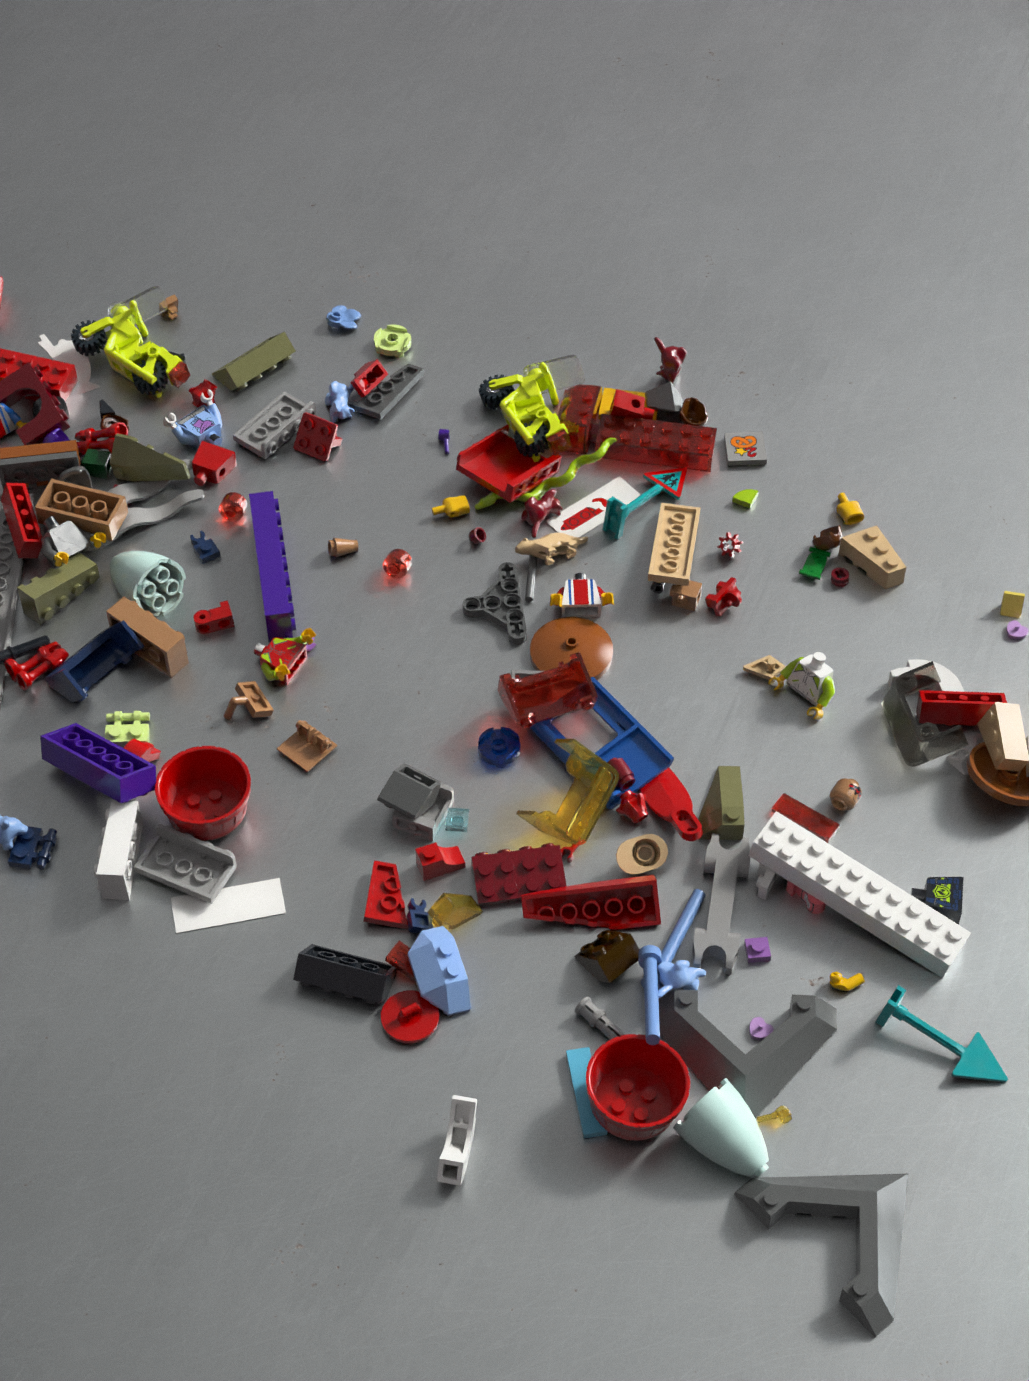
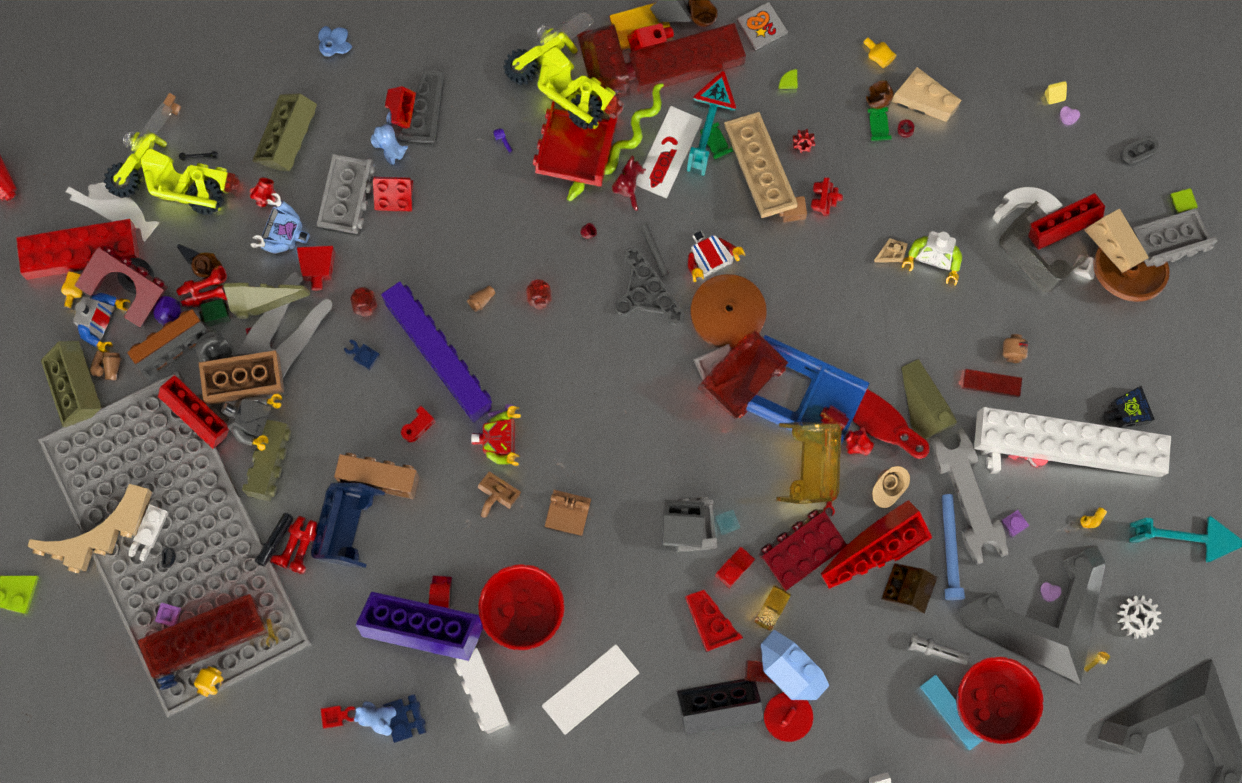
camera: 30 degrees left, 25 degrees up
(122, 734) = (413, 574): yellowish green plate -> none
(142, 573) = (331, 417): light aqua cylinder -> none
(186, 863) = (539, 673): light grey bracket -> none
(384, 344) = (400, 40): yellowish green plate -> none
(417, 918) = (748, 629): dark blue plate -> none
(453, 506) = (550, 209): yellow piece -> none
(495, 756) = (715, 427): clear blue plate -> none
(550, 546) = (656, 214): tan animal -> none
(646, 517) = (717, 142): none -> green piece
(649, 958) = (947, 580): medium blue piece -> none
(677, 976) = (974, 586): light blue animal -> none
(725, 1131) = (1078, 697): light aqua cylinder -> none
(855, 1099) = (1141, 624): none -> white gear

